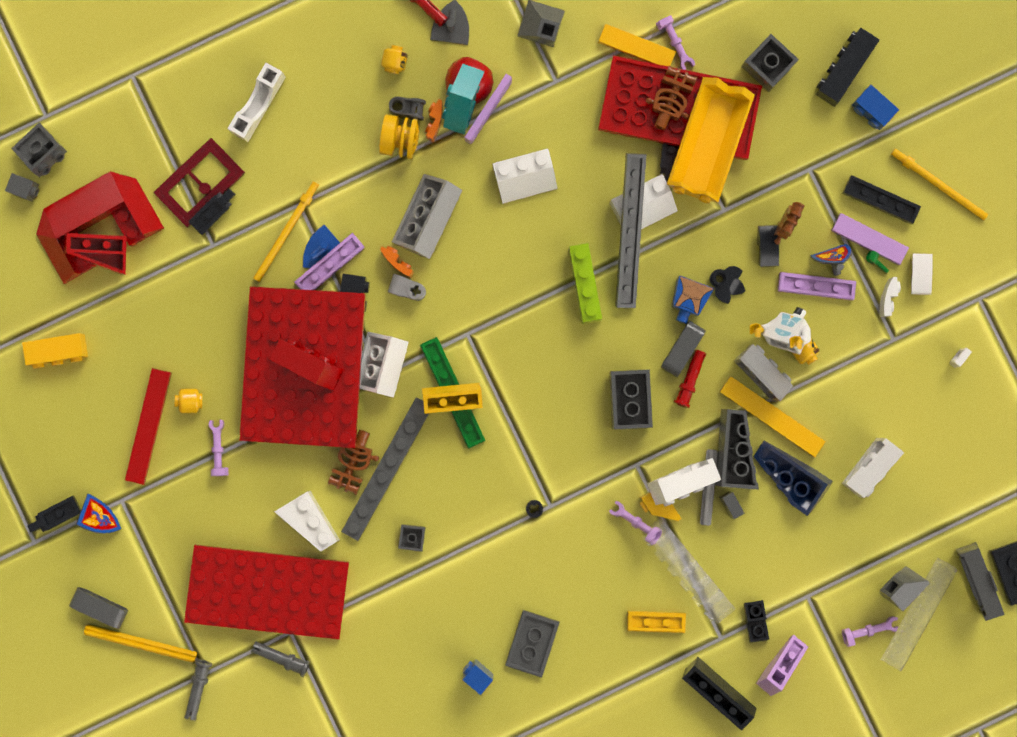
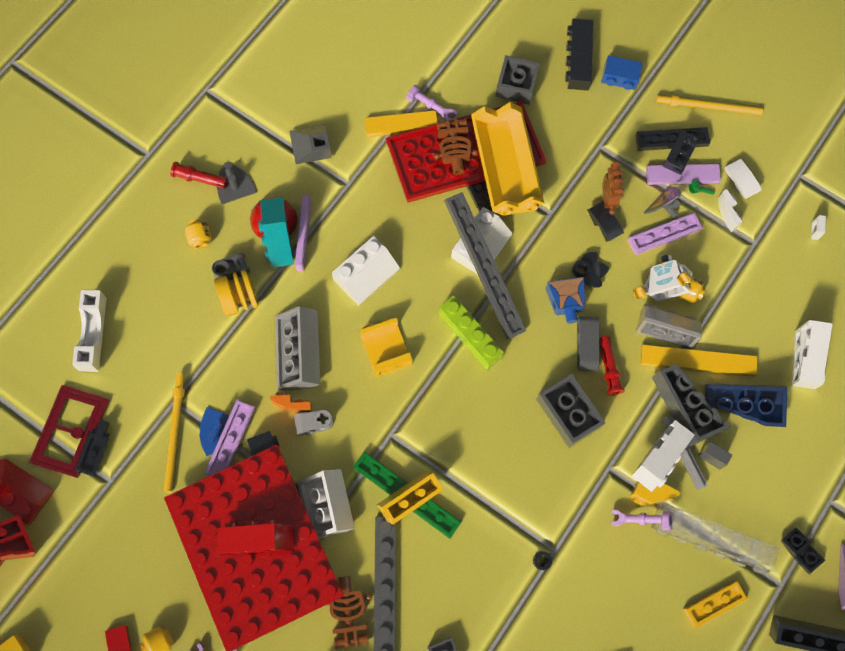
camera: 30 degrees left, 15 degrees down
(435, 115) = (259, 261): orange slope -> none
(504, 254) = (385, 346): none -> yellow panel
(878, 219) = (681, 152): none -> black hinge

